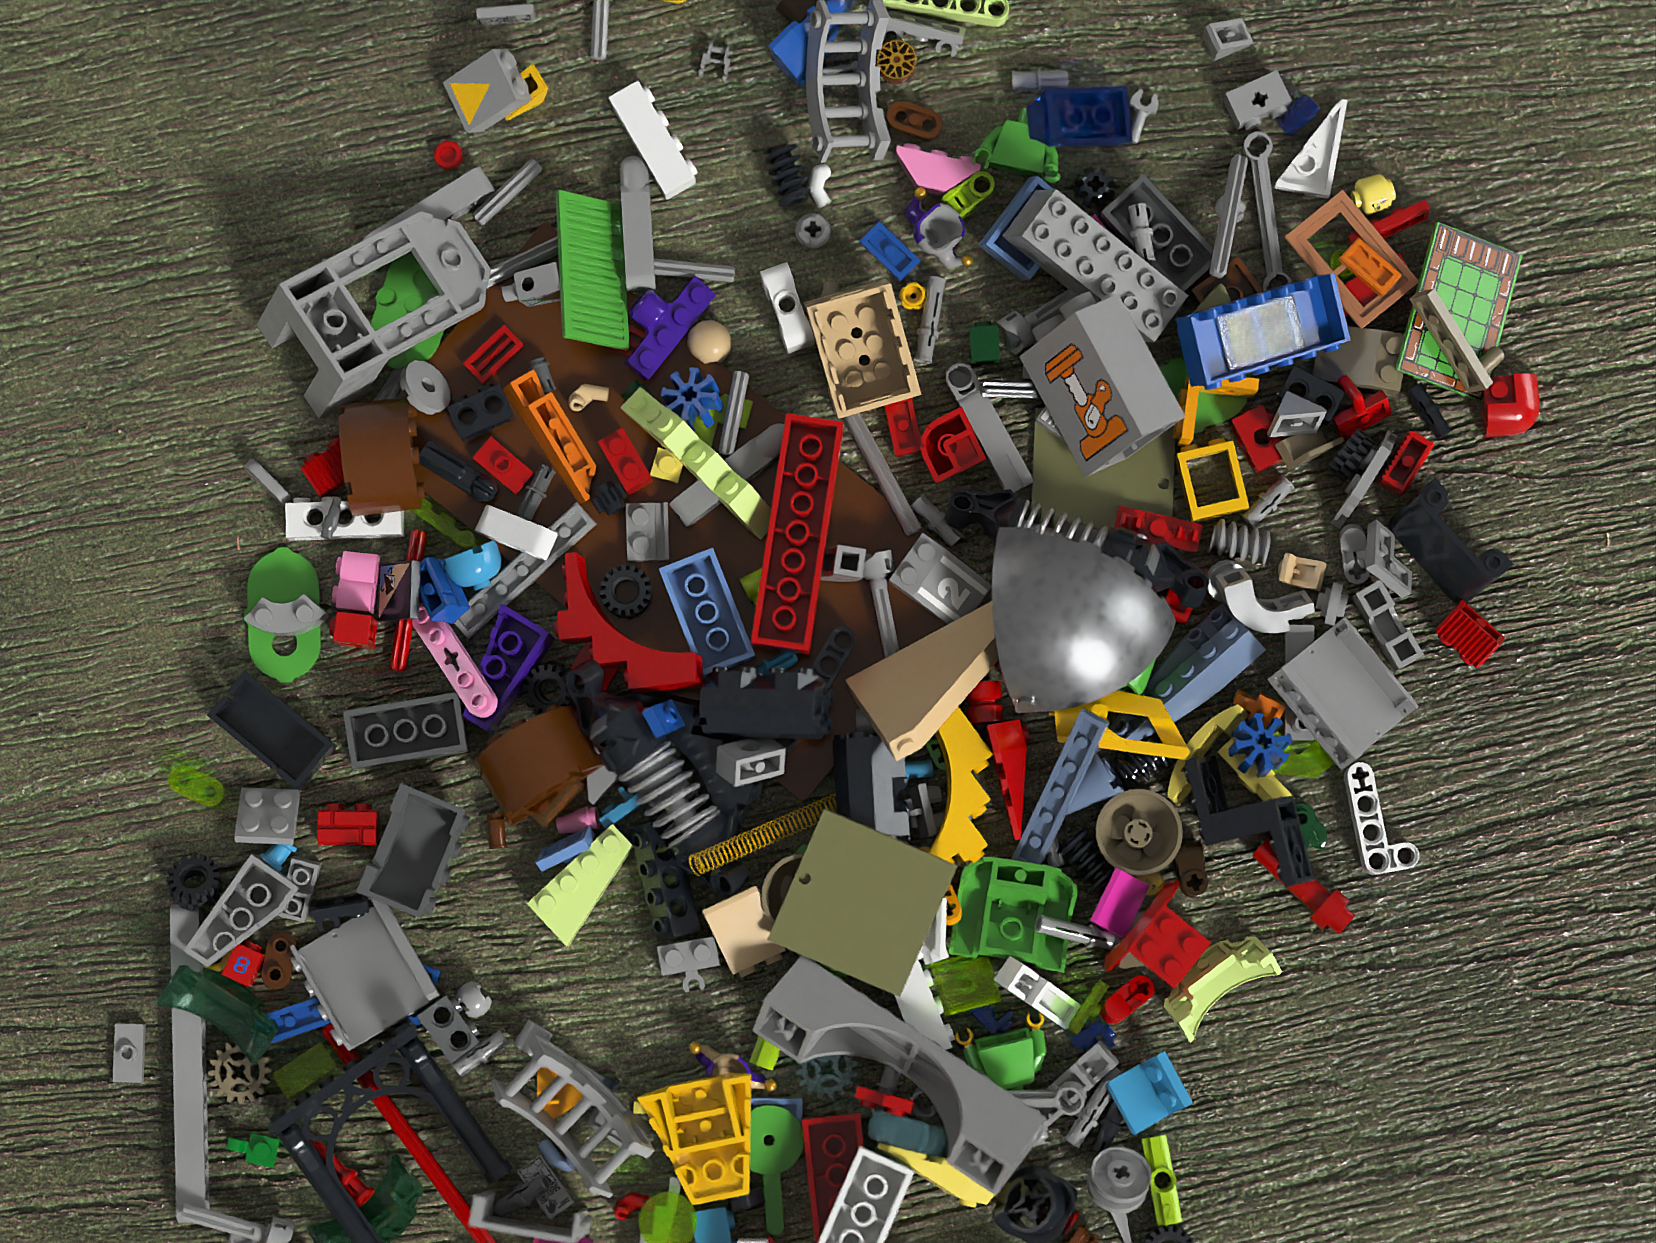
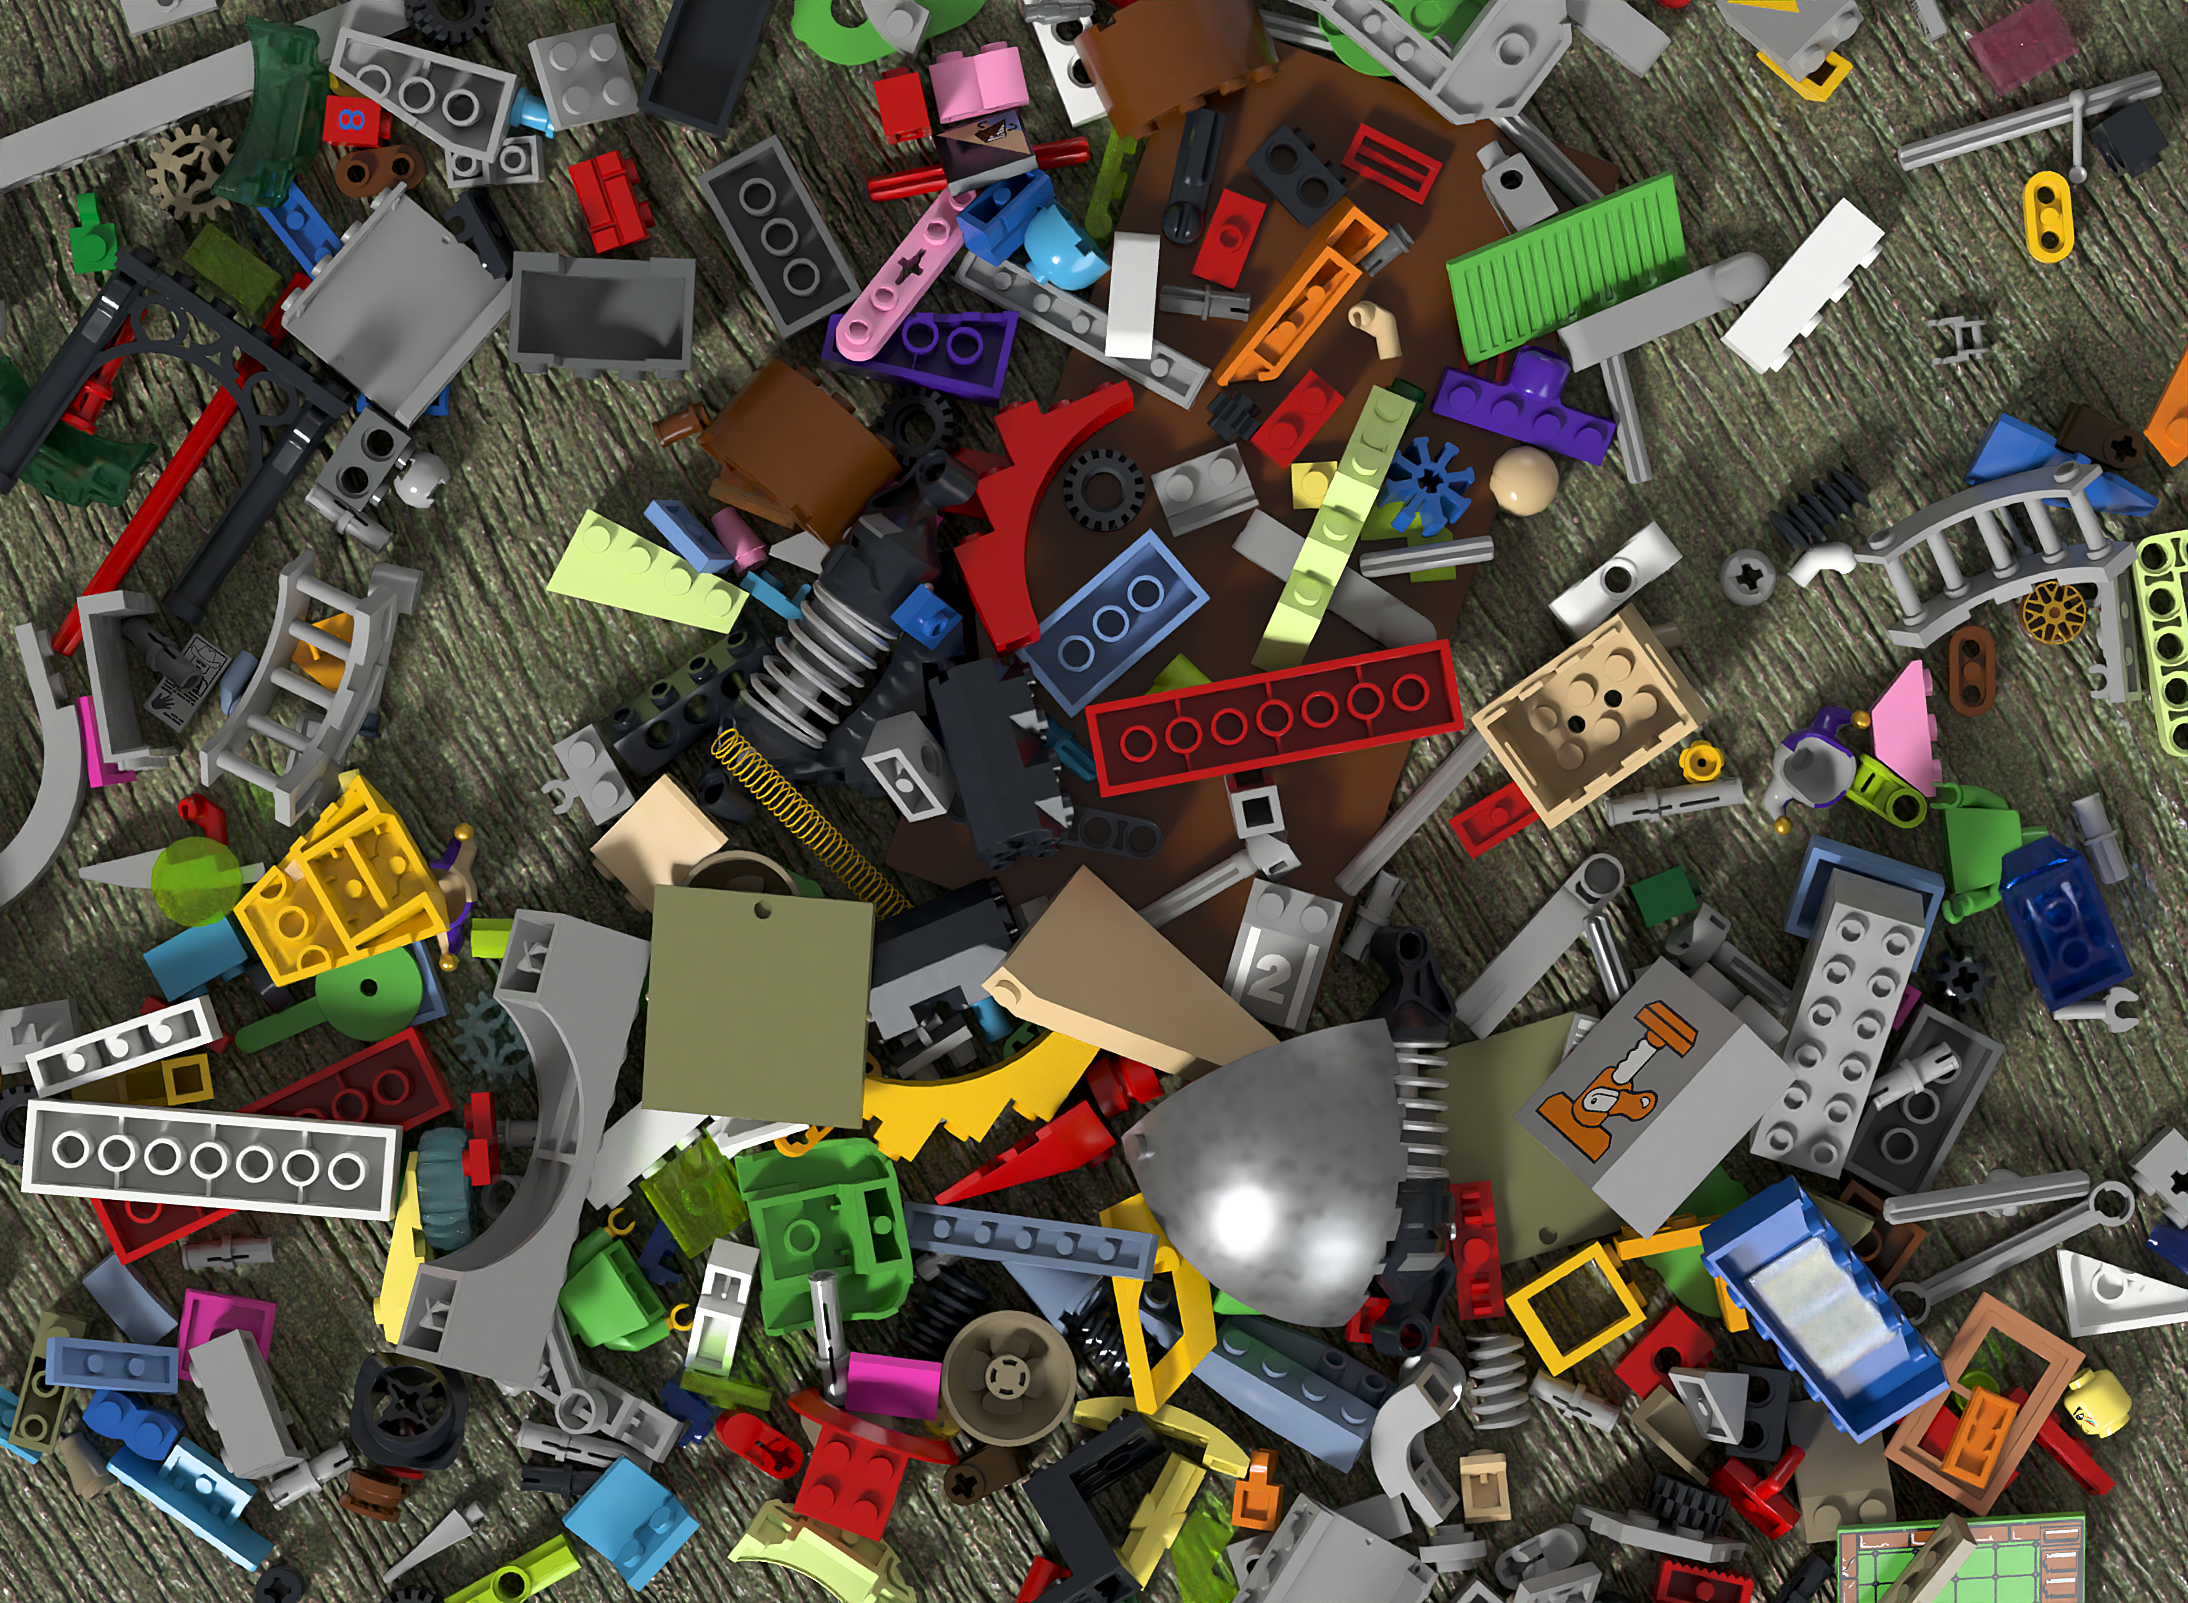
camera: 70 degrees right, 5 degrees up
(422, 374) = (1325, 73): light grey tile -> none
(507, 192) = (1647, 95): light grey axle -> none
(889, 251) = (1757, 704): blue plate -> none
(950, 446) = (1490, 898): red brick -> none
(1119, 1179) = (465, 1518): light grey wheel -> none
(1267, 758) = (1184, 1524): blue gear -> none

